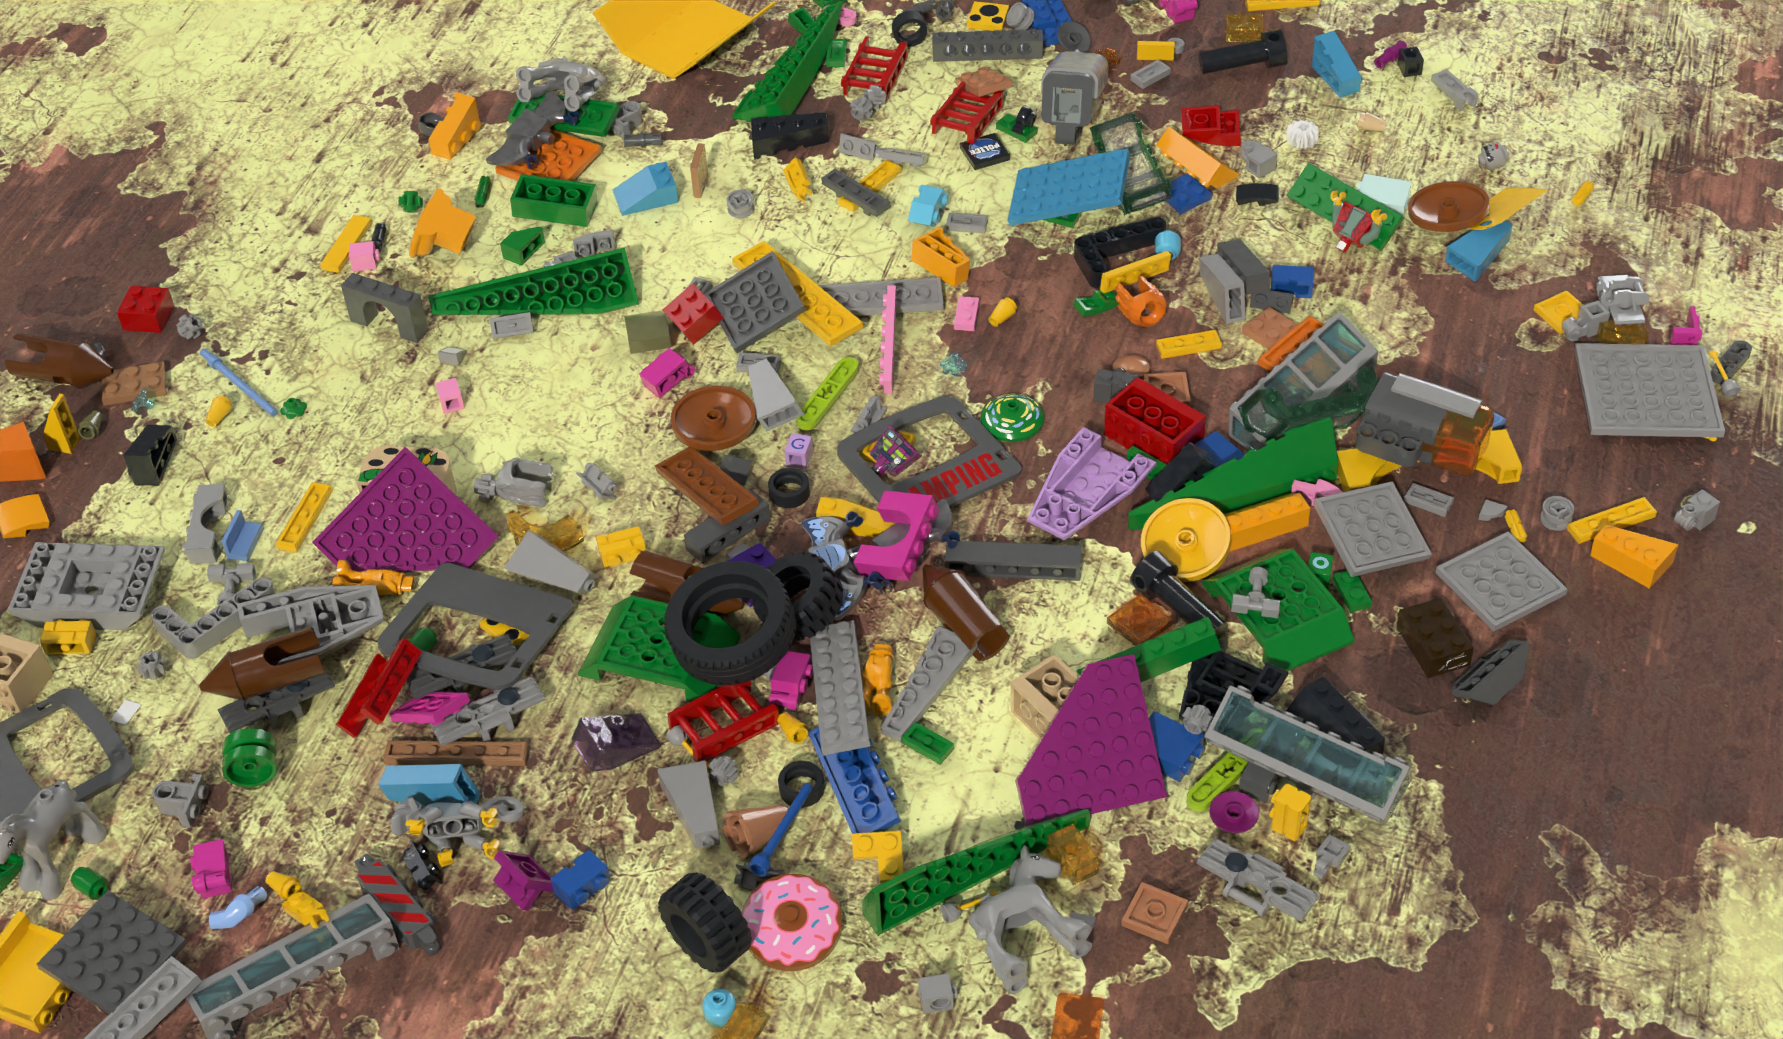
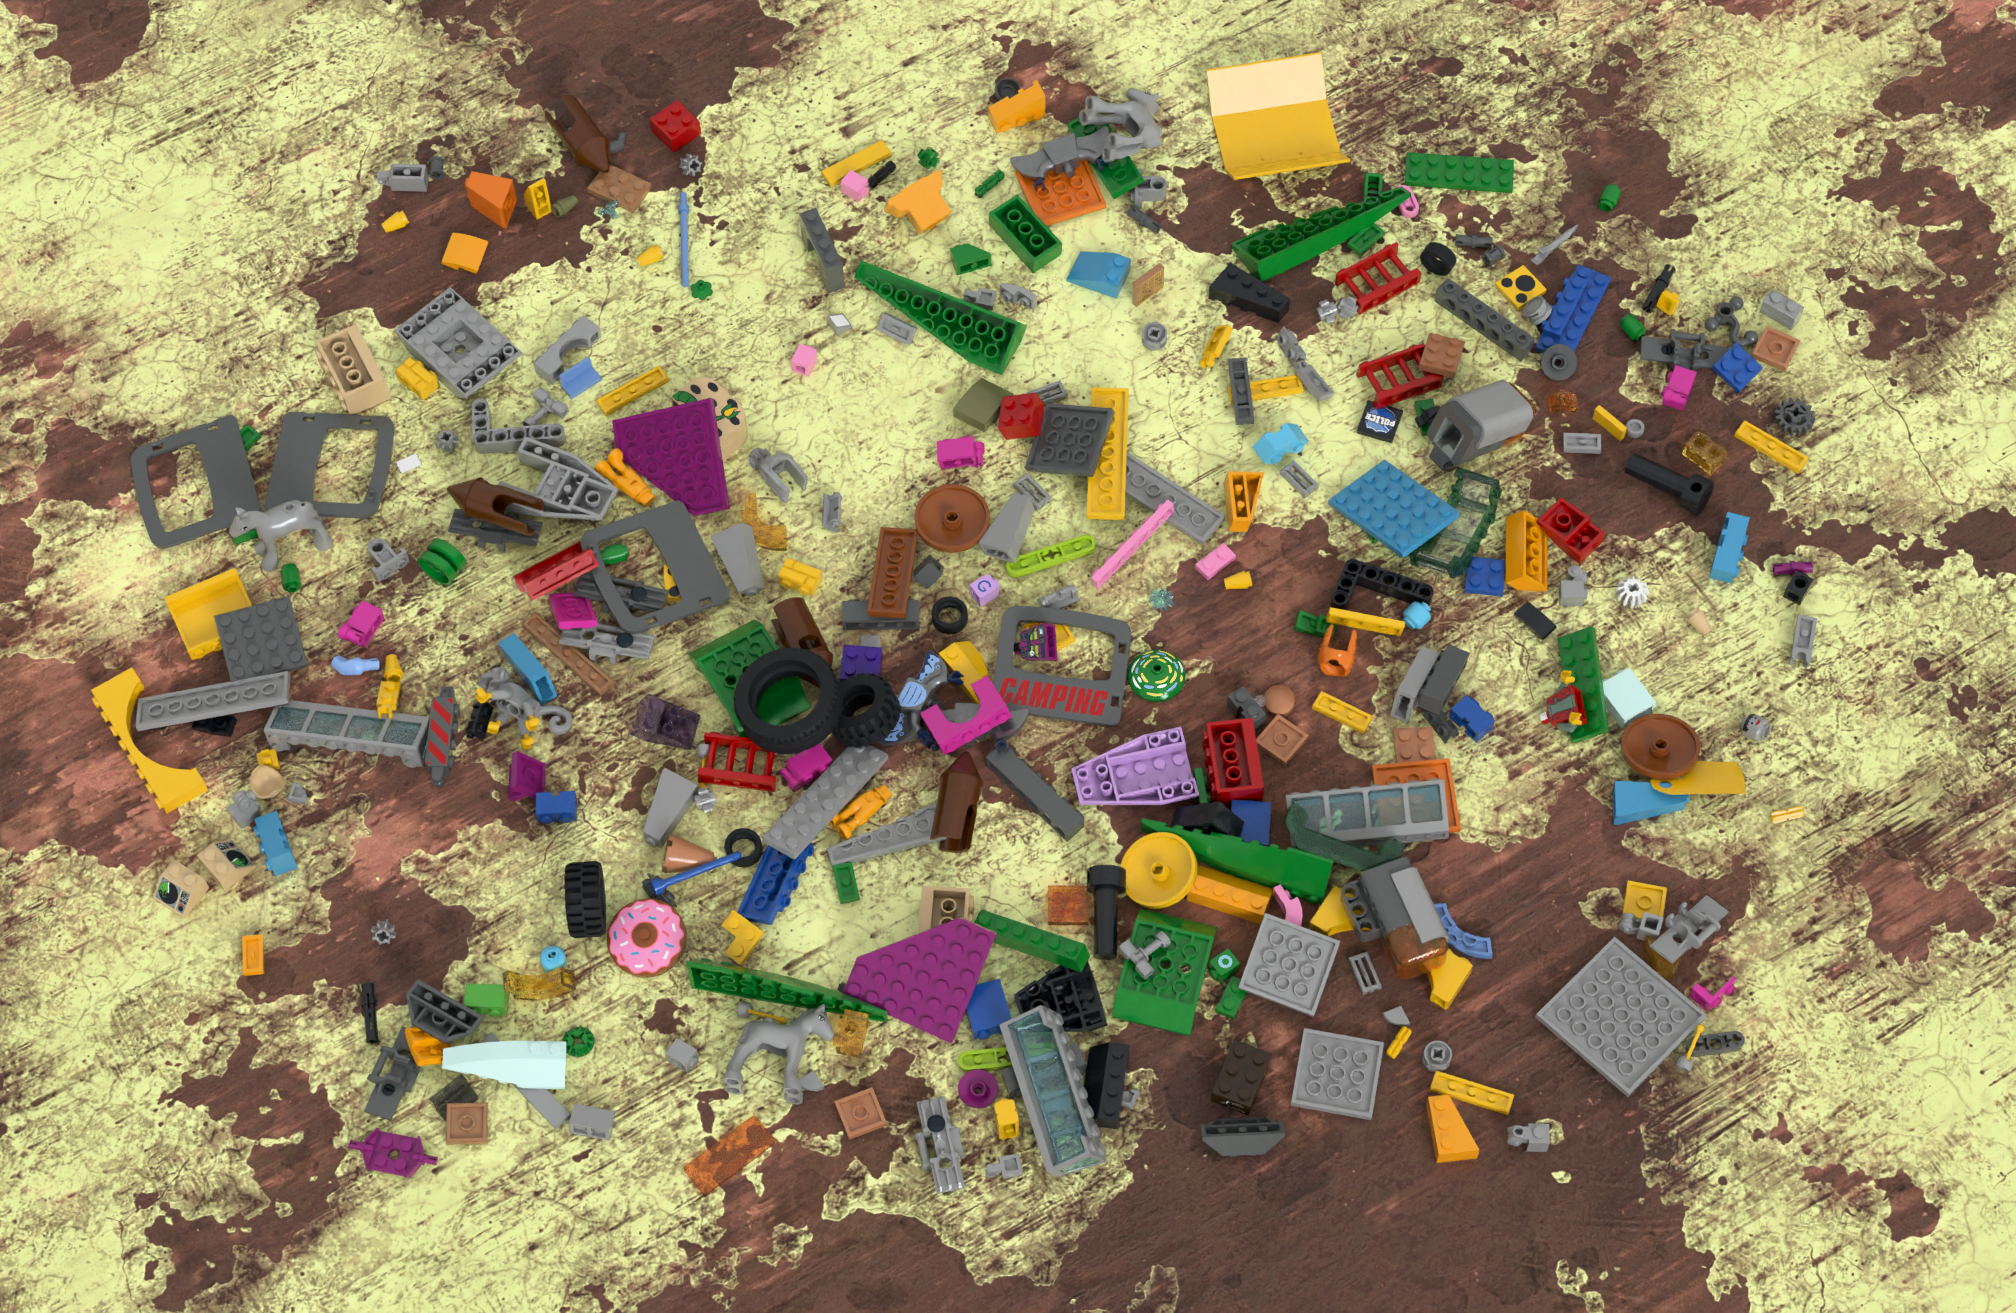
camera: 40 degrees right, 15 degrees up
(150, 454) = (578, 262): black wedge -> none
(794, 730) = (776, 803): yellow cone -> none
(1197, 719) = (1014, 1007): light grey gear -> none

